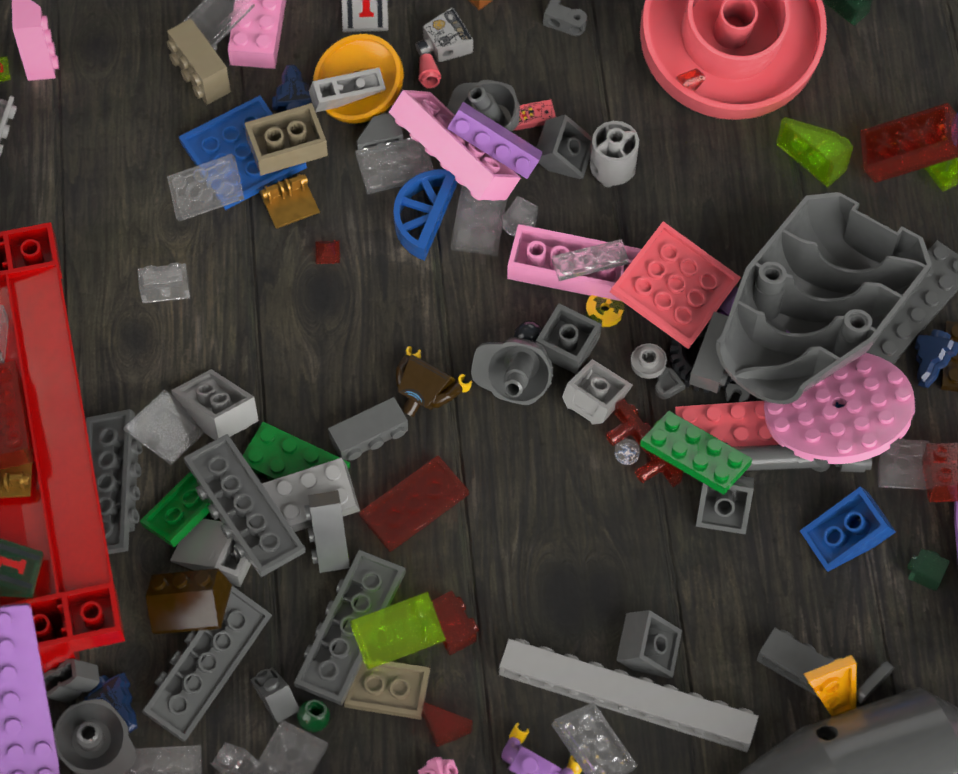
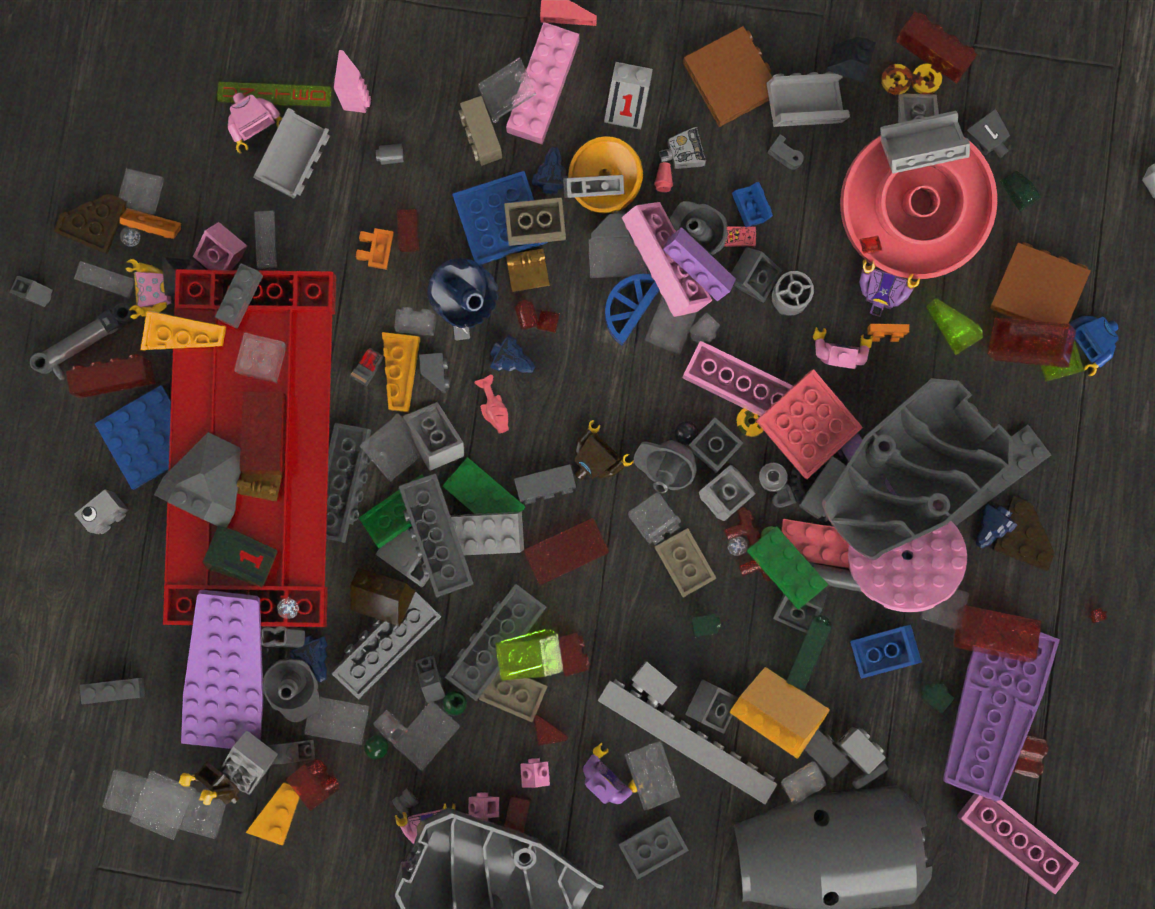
camera: 15 degrees right, 20 degrees up
(70, 616) = (288, 608): none -> clear tile
(94, 111) = (390, 154): none -> dark grey brick
(103, 214) = (380, 248): none -> orange plate
(114, 347) = (367, 367): none -> leg
(134, 186) = (408, 230): none -> clear red brick
(155, 335) = (400, 361): none -> light orange wing
(198, 332) = (433, 370): none -> dark grey slope
(205, 187) = (464, 242): clear plate -> none
(215, 230) = (462, 292): none -> dark blue piece
(223, 285) = (461, 333): none -> light grey sticker
(285, 362) = (494, 410): none -> coral animal
(290, 297) = (510, 357): none -> dark blue rock
(299, 248) = (526, 315): none -> clear red brick
(327, 531) = (494, 567): dark grey brick -> none
(515, 441) = (654, 519): none -> clear bracket
(541, 76) = (752, 205): none -> blue bracket
(565, 628) = (654, 683): none -> light grey brick
(567, 483) = (685, 562): none -> dark tan plate
(590, 260) = (748, 388): clear plate -> none
(612, 548) = (705, 625): none -> clear green brick
(690, 208) = (839, 354): none -> bright pink torso
(721, 130) = (884, 289): none -> torso
(735, 629) = (780, 712): none -> light orange slope
(744, 167) = (895, 330): none -> orange plate
(751, 546) = (808, 651): none -> clear green brick
(790, 703) = (803, 783): none -> clear bracket
(835, 684) = (838, 780): light orange wing -> none
(850, 639) = (861, 750): none -> light grey brick
(899, 85) = (1040, 286): none -> dark orange brick

